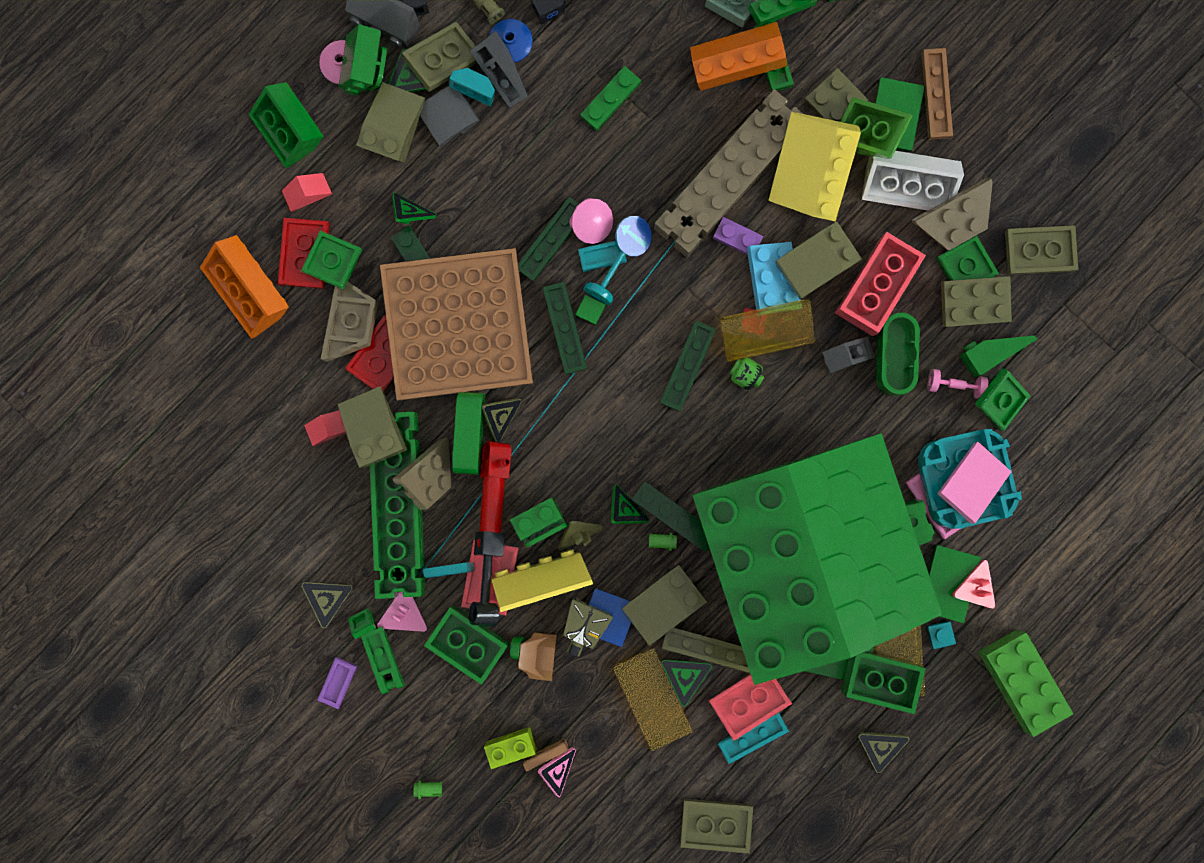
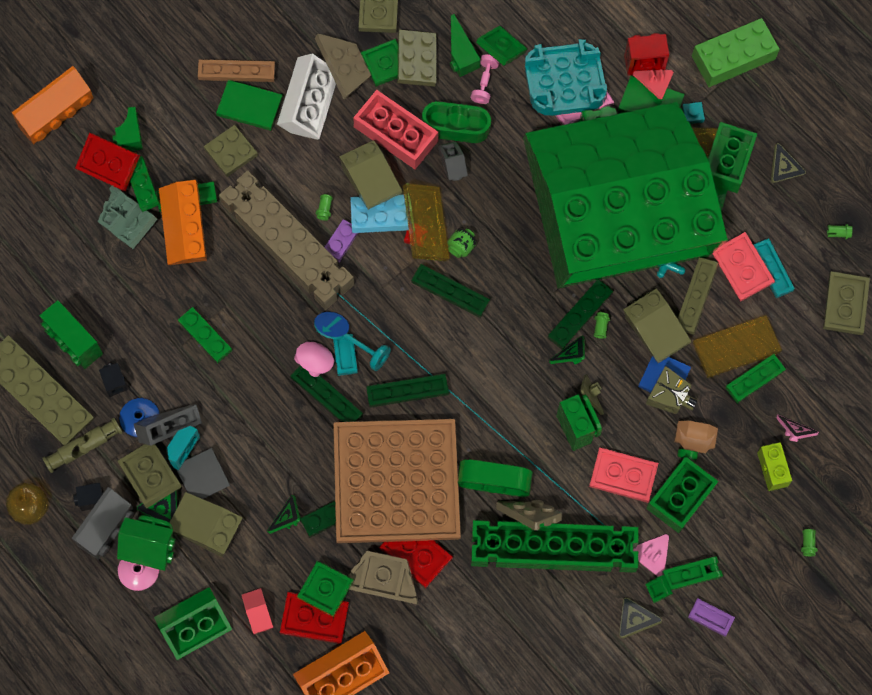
camera: 90 degrees left, 15 degrees down
(325, 428) = (478, 607): coral slope -> none
(371, 428) = (485, 555): olive slope -> none
(448, 570) = (615, 506): teal tile -> none
(489, 539) = (592, 465): piece -> none
(499, 416) = (481, 452): piece -> none
(540, 580) = (630, 423): light yellow slope -> none
(545, 754) = (781, 436): medium nougat tile -> none
(590, 310) = (392, 368): green tile -> none
(614, 722) = (755, 378): none -> green plate
(685, 677) = (719, 316): black piece -> none
(775, 213) = (323, 211): none -> bright green pin
(806, 815) = (839, 231): none -> bright green pin
(814, 165) = (290, 167): light yellow slope -> none
(879, 127) = (265, 119): bright green slope -> none
(974, 482) = (569, 72): bright pink tile -> none
(1010, 574) = (646, 53): none -> red brick

